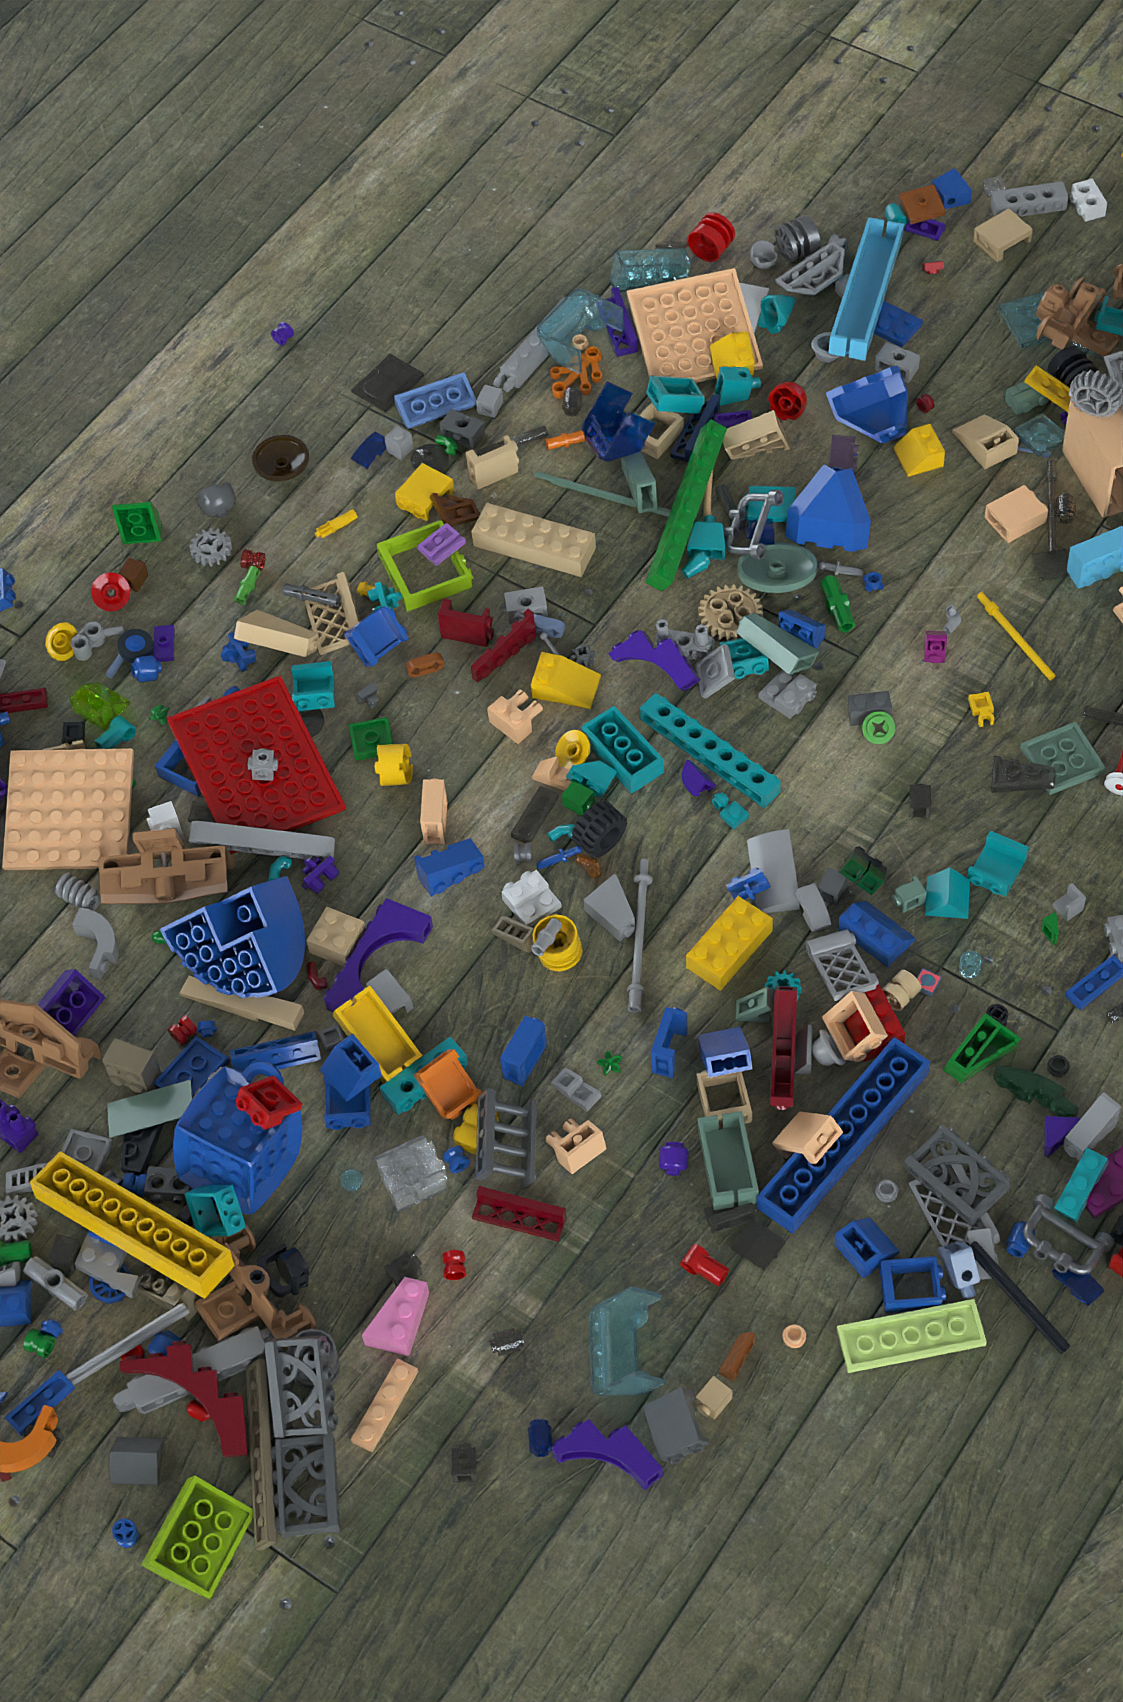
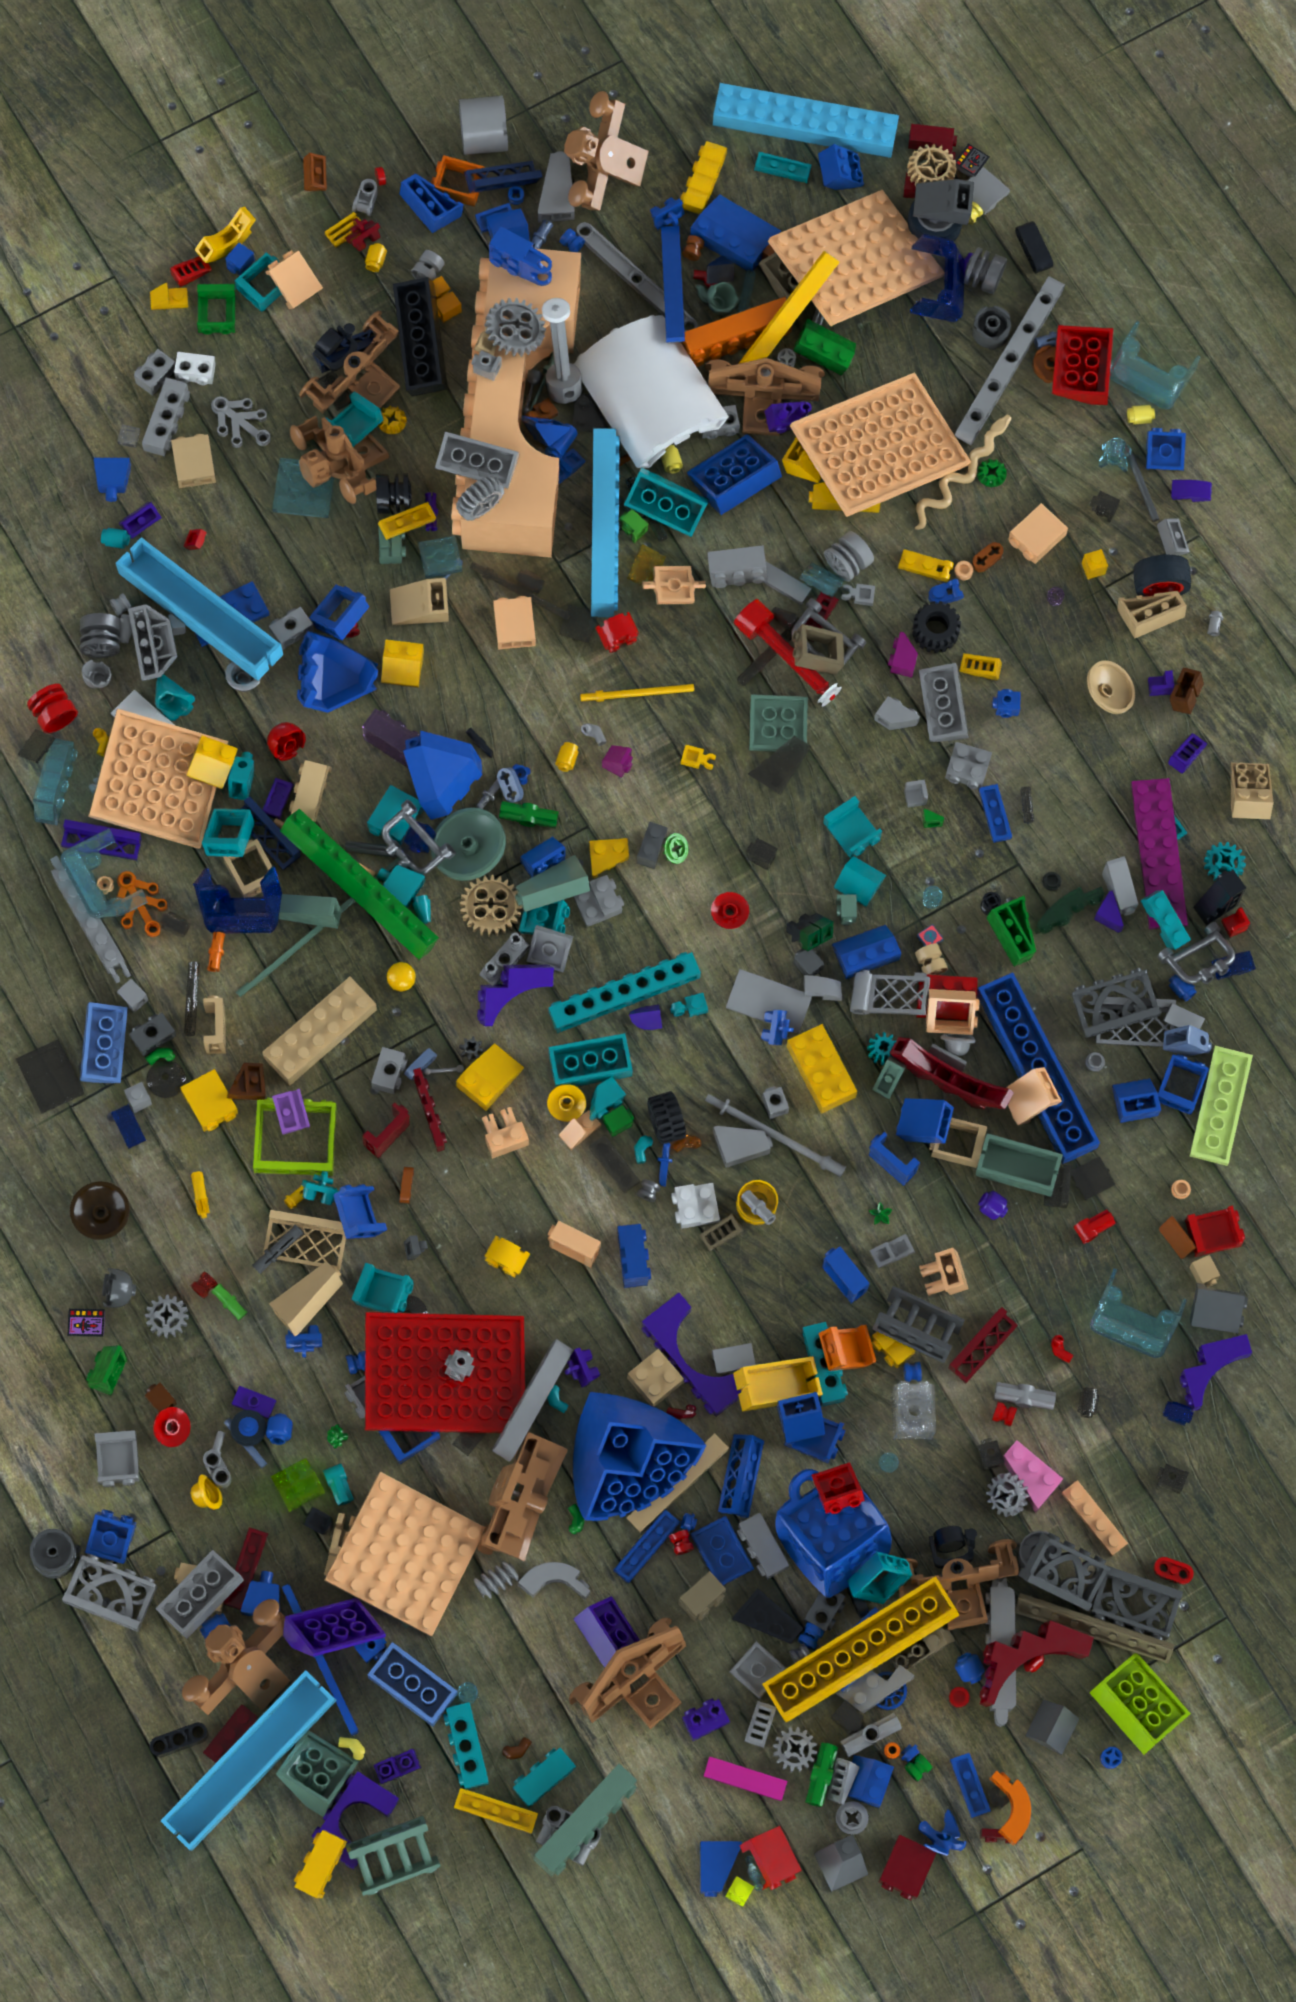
camera: 75 degrees left, 15 degrees up
(45, 1308) = (895, 1747): none -> orange pin
(66, 569) = (117, 1458): none -> light grey panel
(128, 1343) = (957, 1694): light grey axle -> none
(148, 1108) = (747, 1597): sand green piece -> none
(163, 818) = (469, 1476): white brick -> none
(167, 1004) = (646, 1546): none -> blue tile
(179, 498) = (86, 1322): none -> piece
(331, 1037) = (747, 1423): light grey tile -> none
(361, 1511) = (1173, 1570): none -> red plate
(366, 1301) = (1007, 1504): none -> light grey gear
(368, 735) = (459, 1264): green tile -> none
(484, 1277) = (1025, 1396): none -> light grey piece
(553, 1289) = (1058, 1349): none -> red arm
(622, 577) = (401, 976): none -> yellow hair
(668, 926) = (775, 1110): none -> light grey brick
(764, 1389) = (1215, 1231): none -> red panel
(839, 681) = (607, 854): none -> yellow wing
(848, 792) = (733, 902): none -> red dish
(856, 576) = (510, 785): none -> sand blue beam
(884, 540) = (479, 742): none -> black piece
(913, 607) = (567, 756): none -> yellow brick
(922, 204) = (120, 508): dark orange plate -> none
(934, 384) = (348, 618): none -> blue window
(1019, 1298) = (1231, 1013): black axle -> none
(1062, 589) = (617, 631): none -> red brick
(1064, 172) = (157, 373): none -> light grey brick
(1067, 233) = (239, 419): none -> light grey plant

